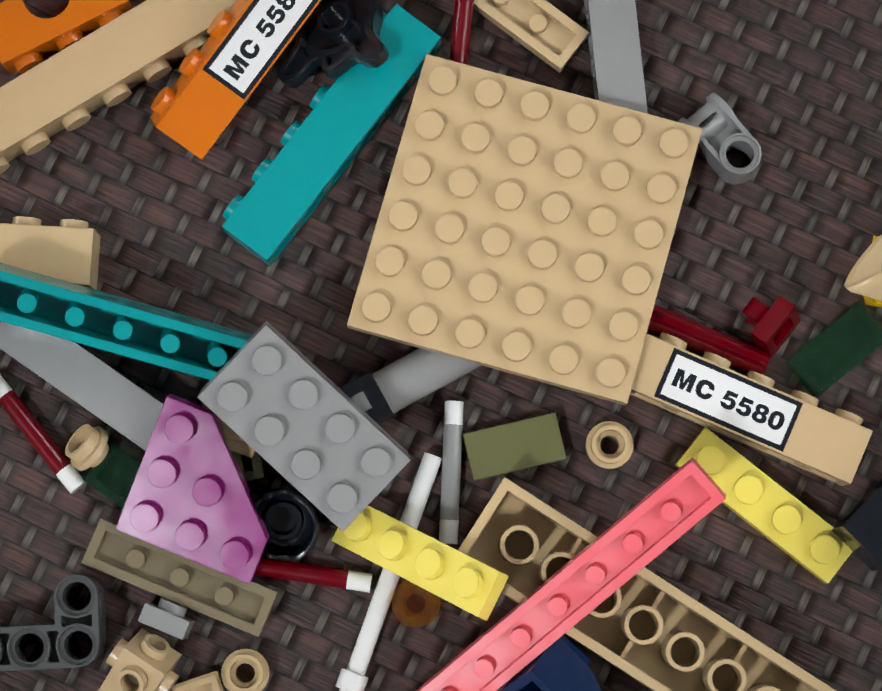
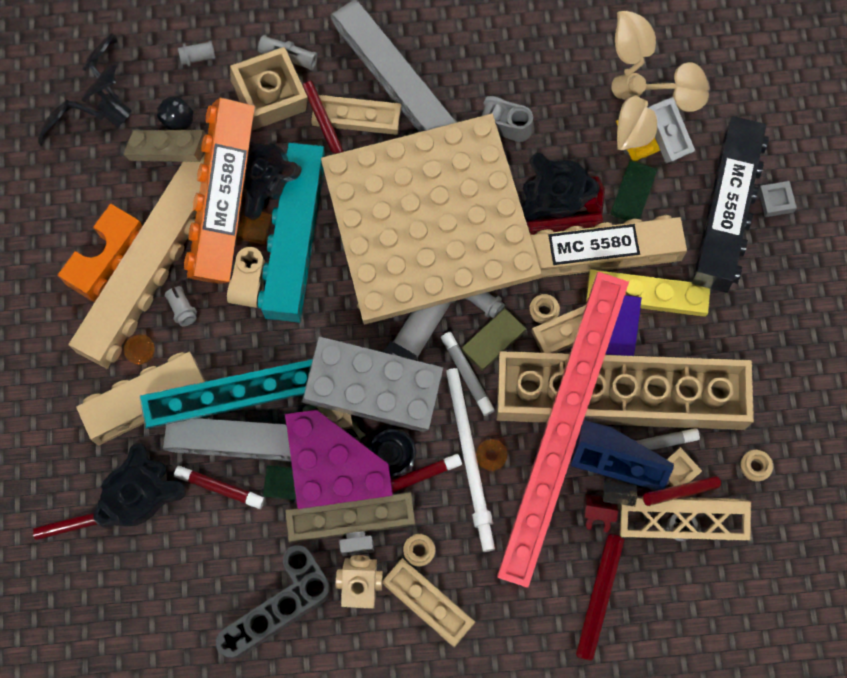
camera: 25 degrees left, 10 degrees down
(33, 180) = (139, 349): none -> clear orange plate
(87, 447) = (254, 475): tan plate -> none
(120, 153) = (183, 311): none -> light grey pin
(226, 169) = (246, 281): none -> tan piece
(282, 101) = (254, 230): none -> clear orange tile
(423, 561) = (482, 423): light yellow plate -> none
(537, 396) = (488, 303): none -> light grey pin
(608, 491) = (559, 332): none -> tan plate
(699, 543) = (625, 329): none -> dark purple tile
(731, 288) = (558, 188): none -> black tile

